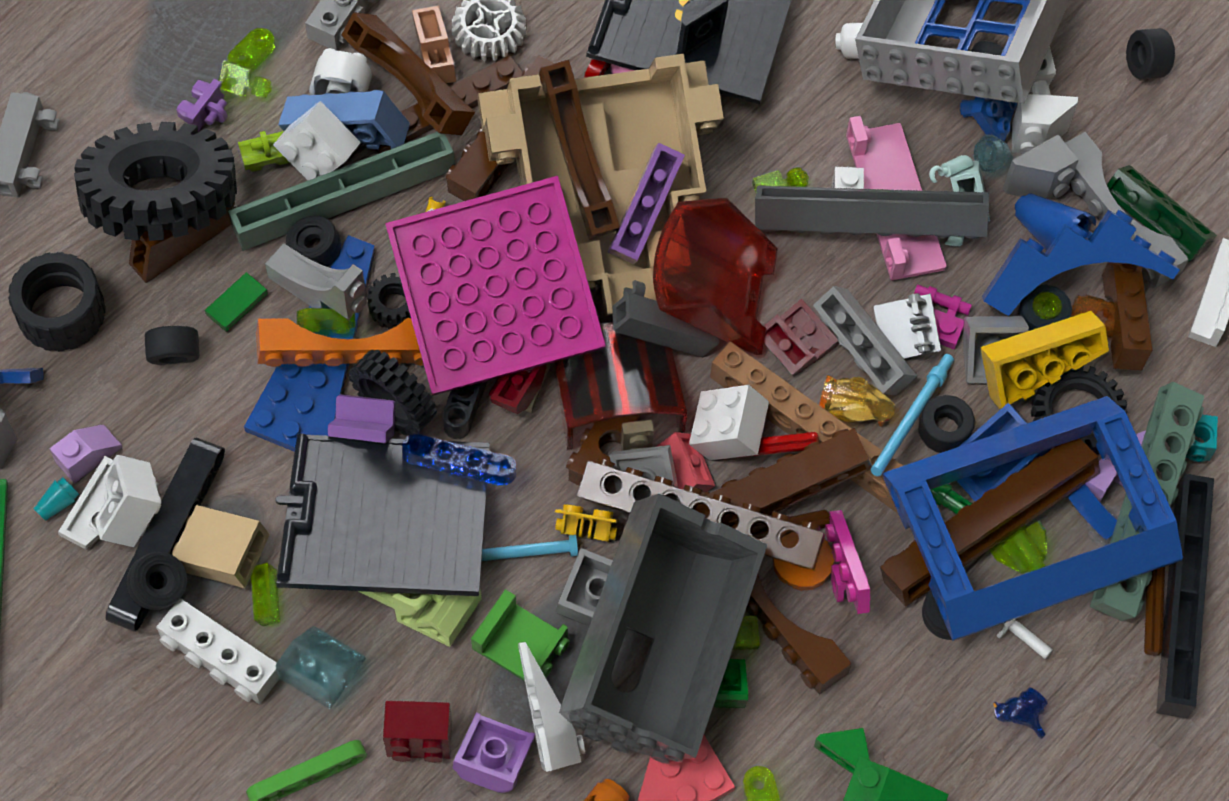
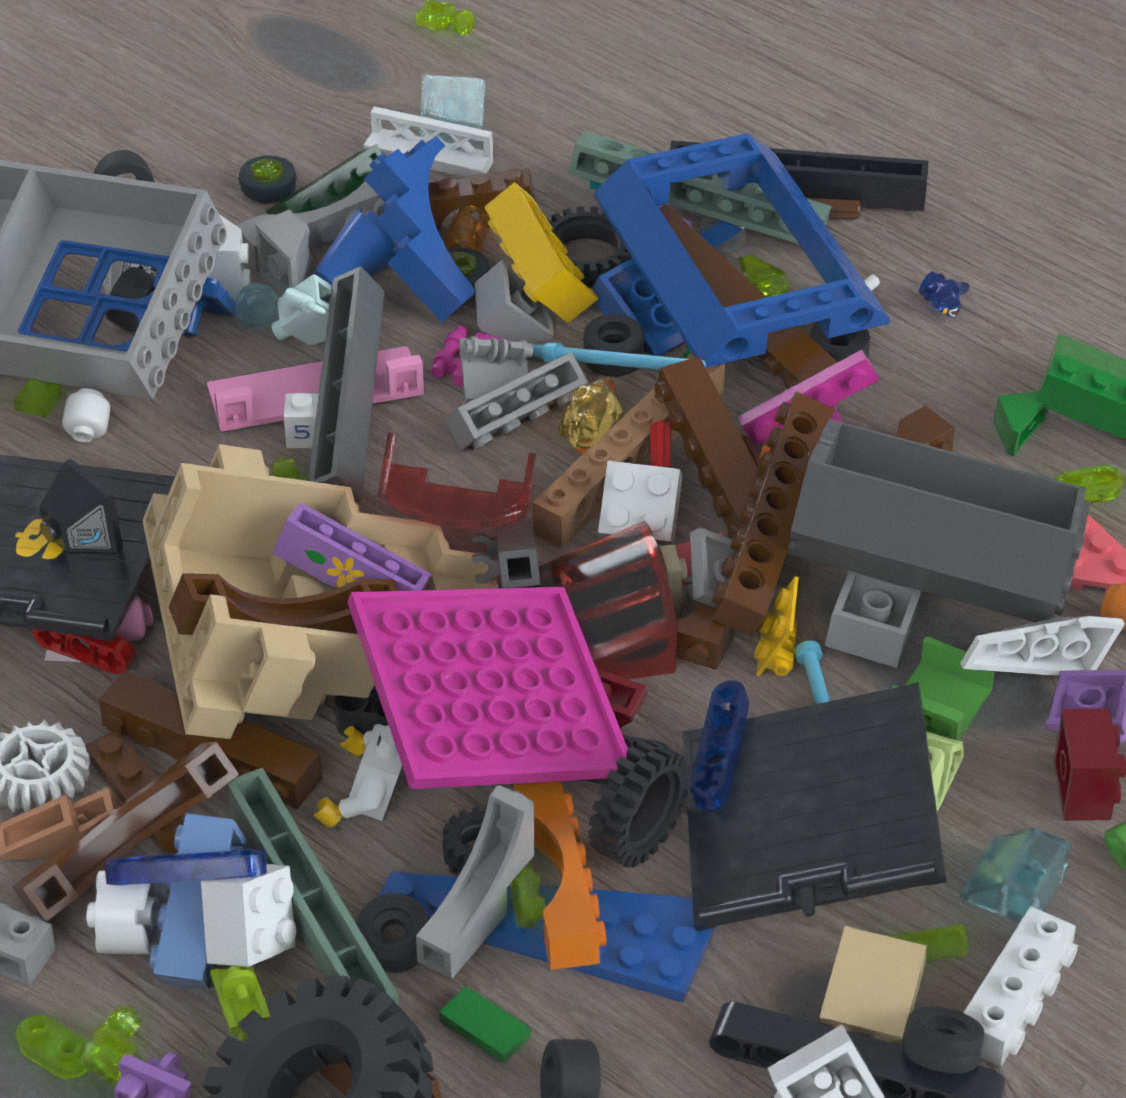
camera: 90 degrees left, 20 degrees down
(343, 96) = (186, 867): none -> clear blue beam
(363, 419) = (667, 855): medium lavender panel -> none
(798, 338) = (505, 460): slope -> none
(1170, 153) = (267, 178): none -> black wheel

